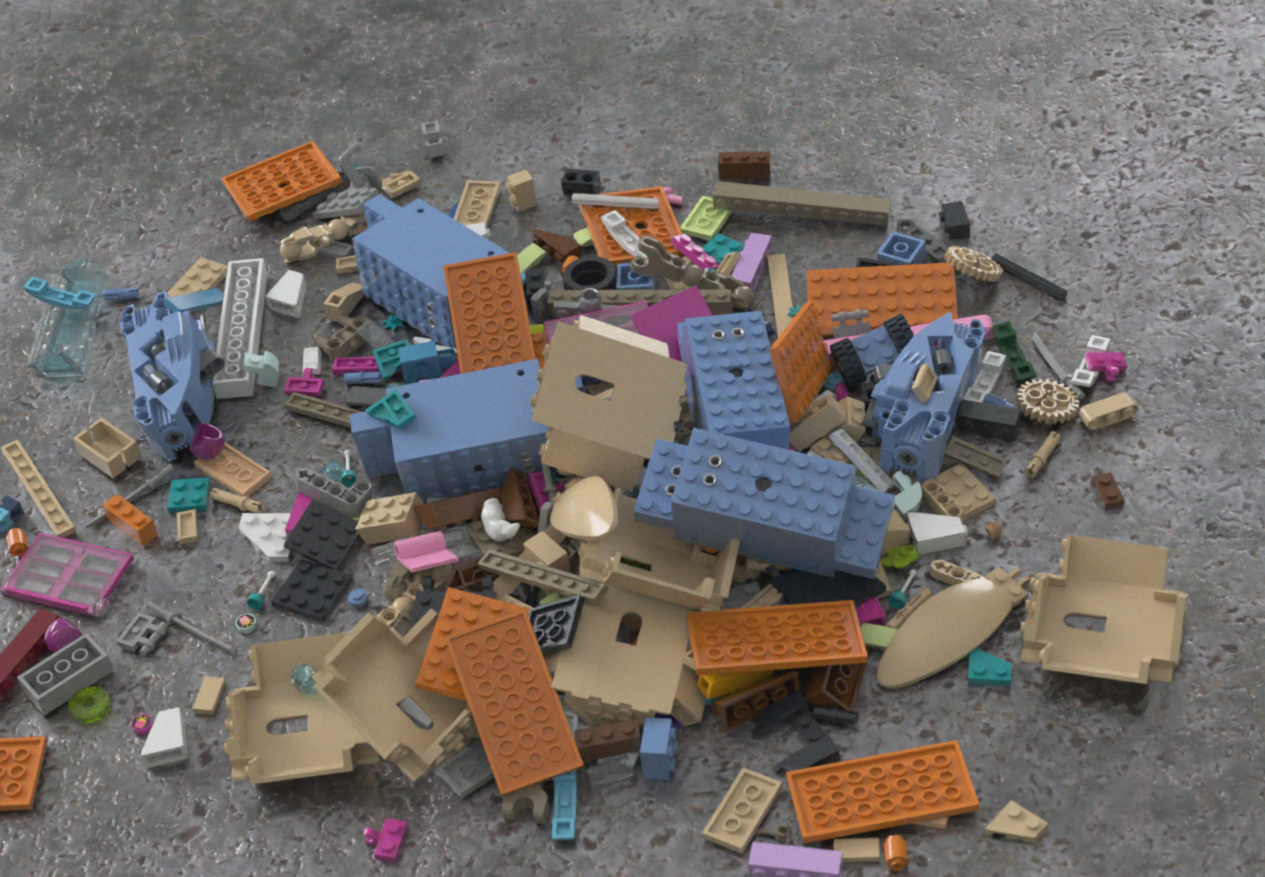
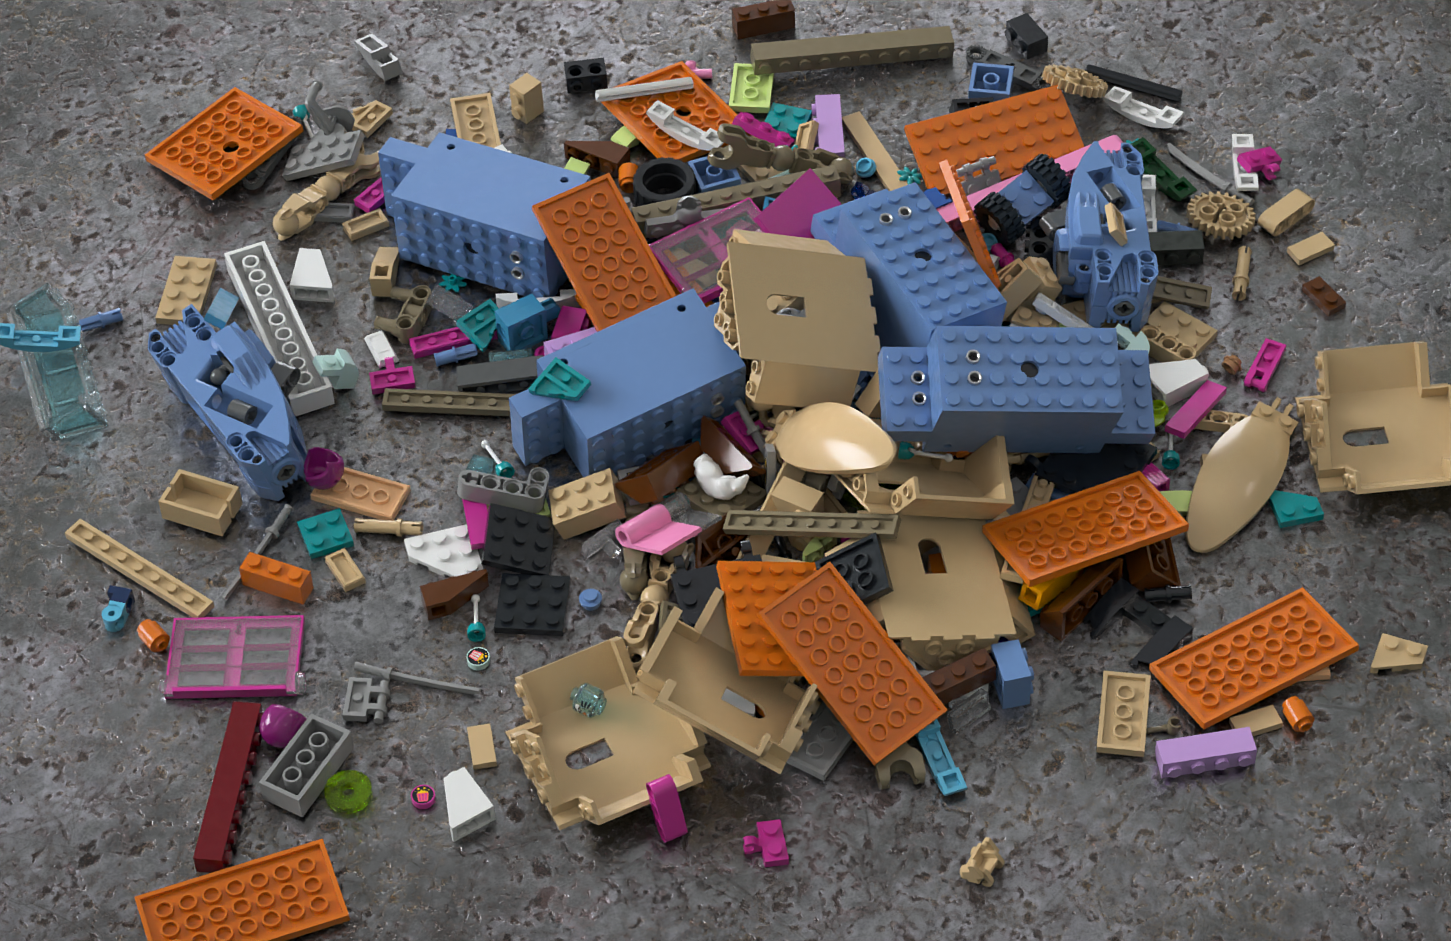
camera: 25 degrees left, 5 degrees up
(250, 566) = (450, 594): none -> reddish brown slope
(311, 785) = (666, 808): none -> dark pink beam
(664, 536) = (907, 451): none -> hinge
(765, 299) = (865, 167): none -> medium azure plate
(903, 614) = (1185, 474): tan pin -> none
(938, 560) = (1195, 409): none -> dark pink tile
(1022, 301) = (1142, 113): none -> white slope
(1023, 537) = (1265, 364): none -> dark pink plate
(1116, 447) = (1310, 248): none -> tan tile

